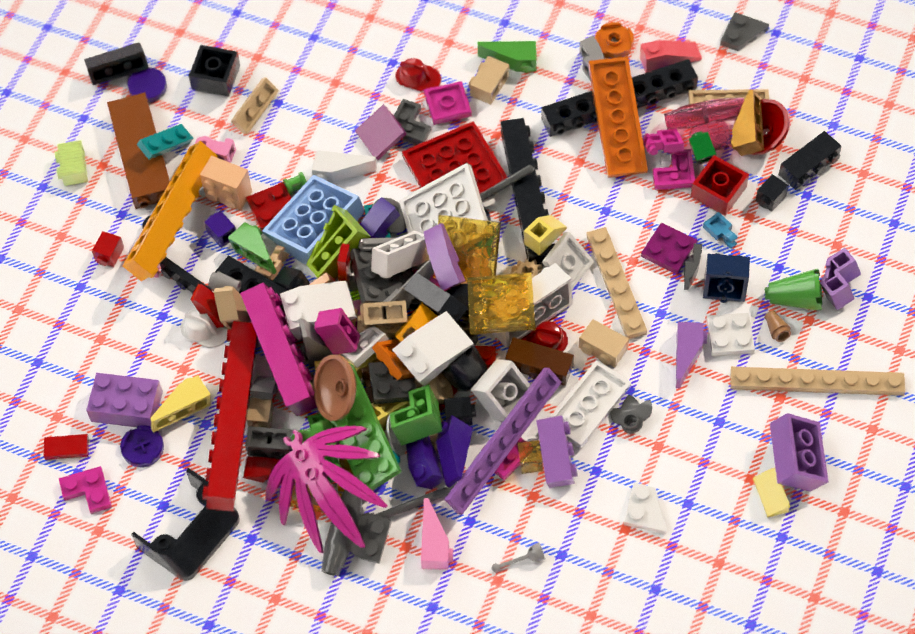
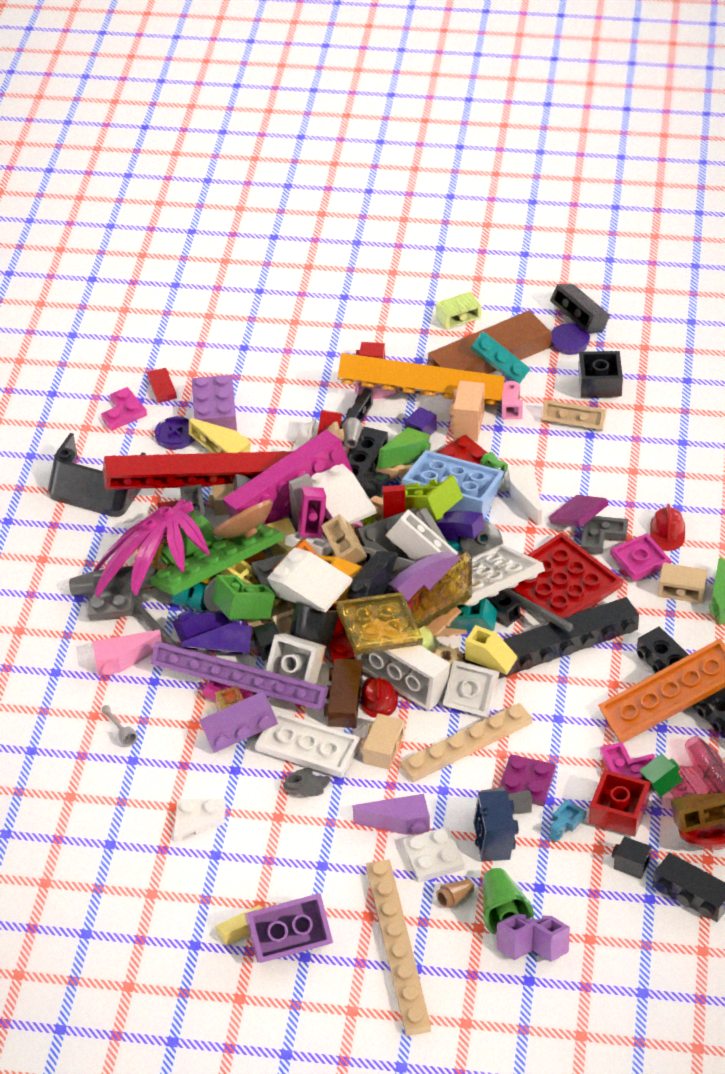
camera: 75 degrees right, 15 degrees down
(665, 140) = (659, 740): dark pink plate -> none

